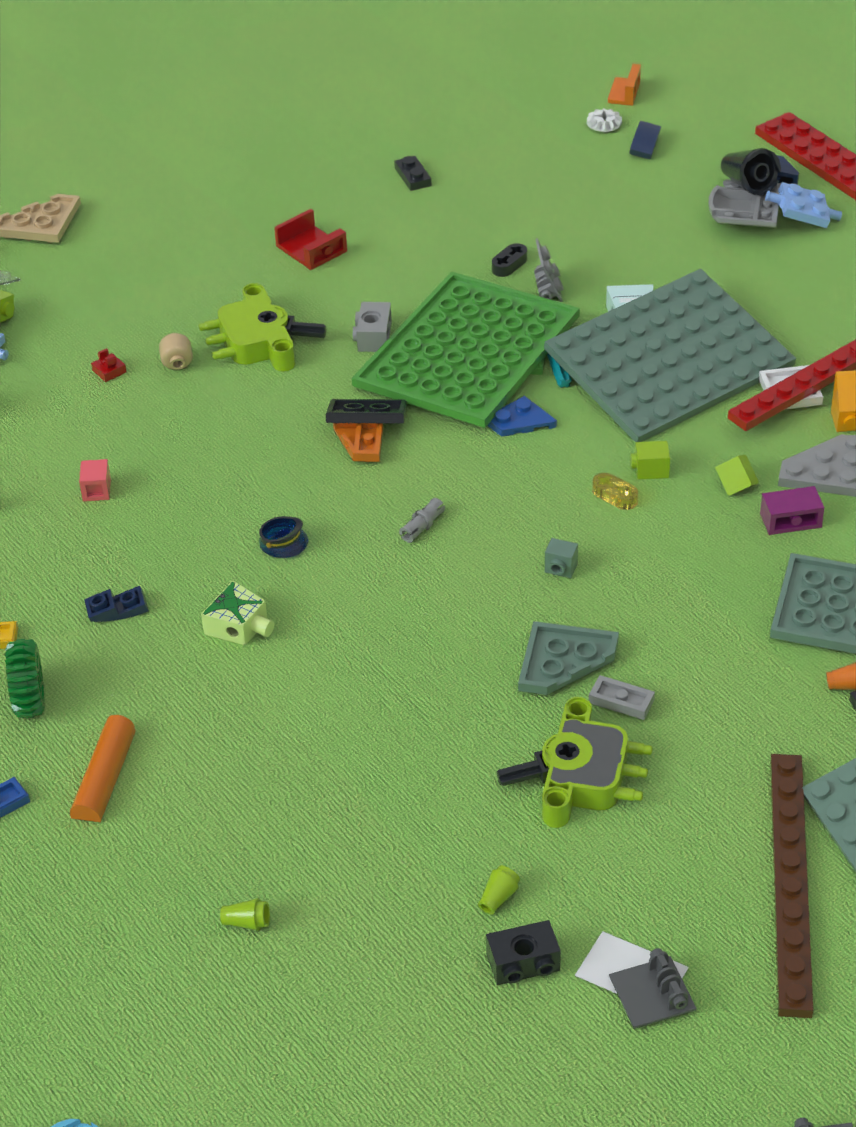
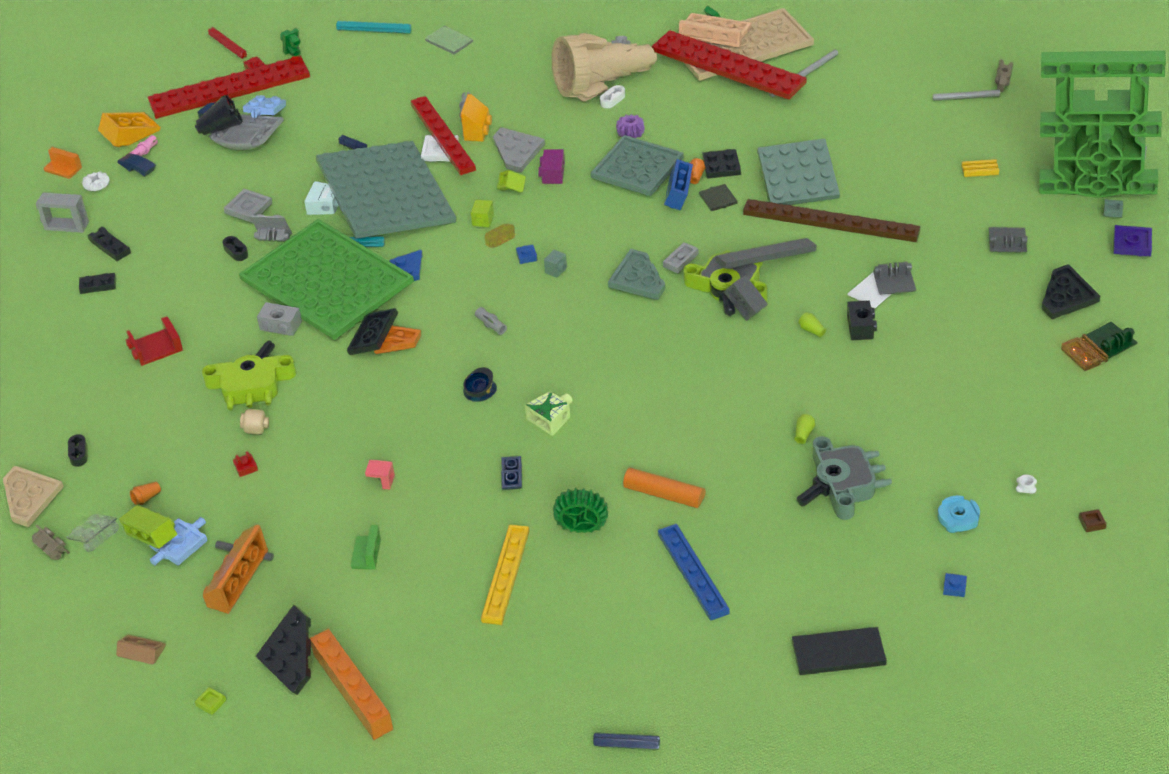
camera: 75 degrees left, 0 degrees up
(47, 299) = (143, 493): none -> orange cone
(117, 235) = (74, 450): none -> black beam
(139, 978) = (844, 476): none -> piece
(487, 162) = (109, 244): none -> black plate
(517, 106) = (67, 201): none -> light grey window
(526, 785) = (745, 297): none -> dark grey hinge
(582, 527) = (526, 254): none -> blue plate
(595, 247) = (247, 204): none -> light grey plate
(648, 795) = (765, 253): none -> dark grey tile
(682, 136) = (144, 147): none -> bright pink pin
(715, 112) = (126, 127): none -> light orange slope
(768, 306) = (351, 143): none -> dark blue axle
(792, 656) = (678, 184): none -> blue brick
(800, 721) = (718, 197): none -> clear smoke piece

